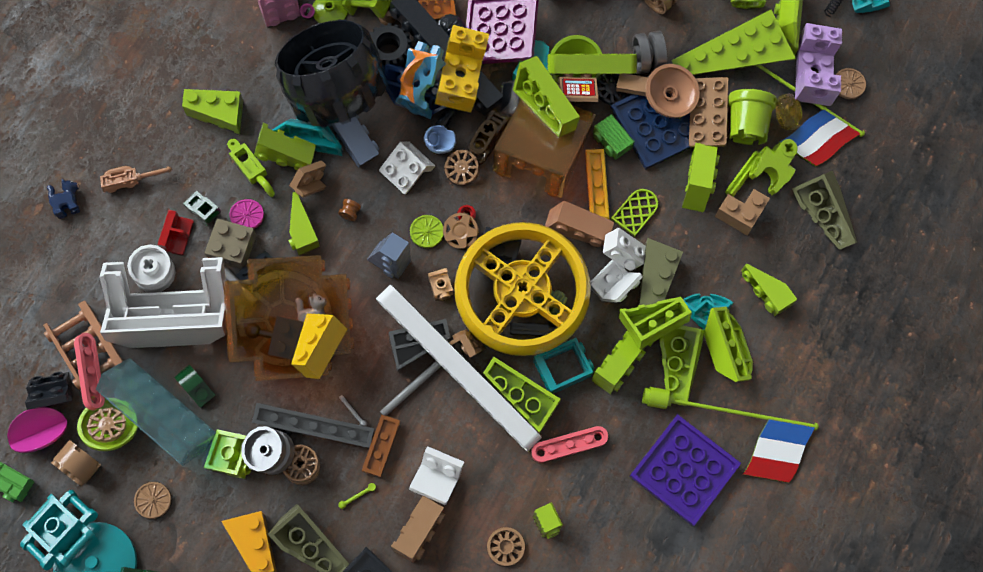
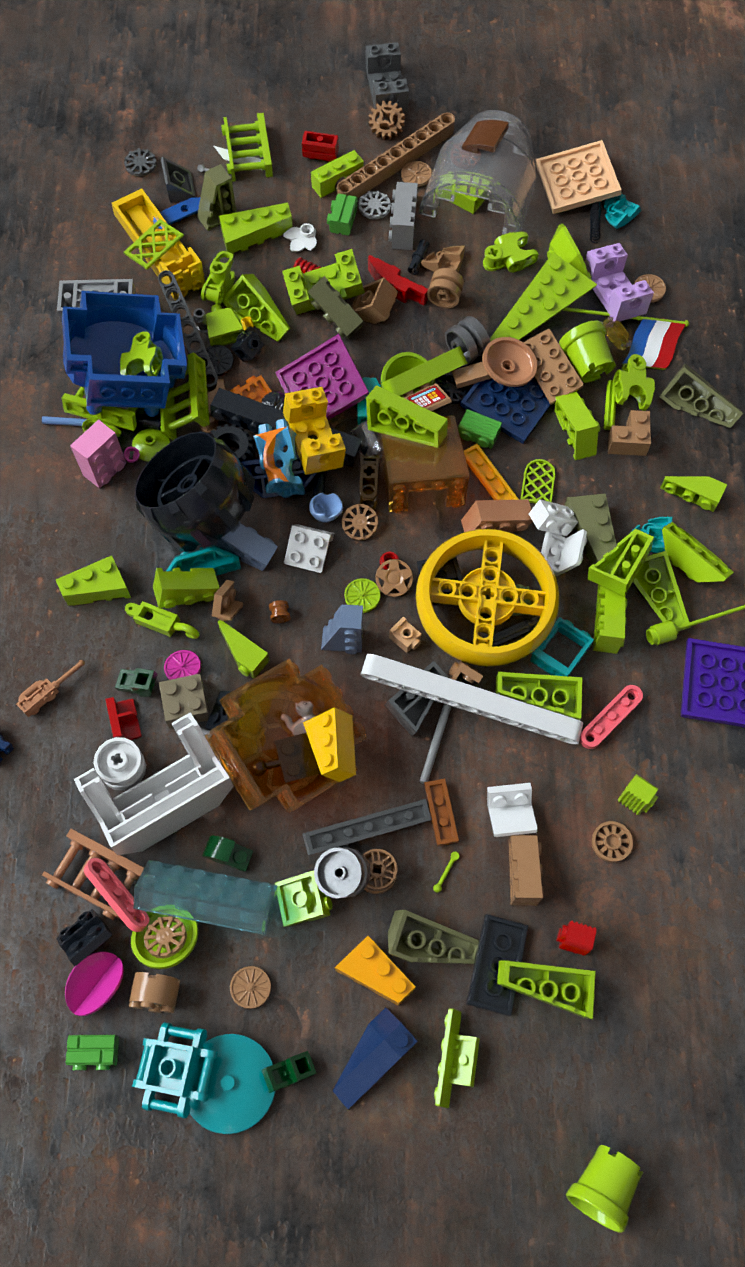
camera: 25 degrees left, 5 degrees down
(362, 422) = (378, 789): light grey hinge -> none

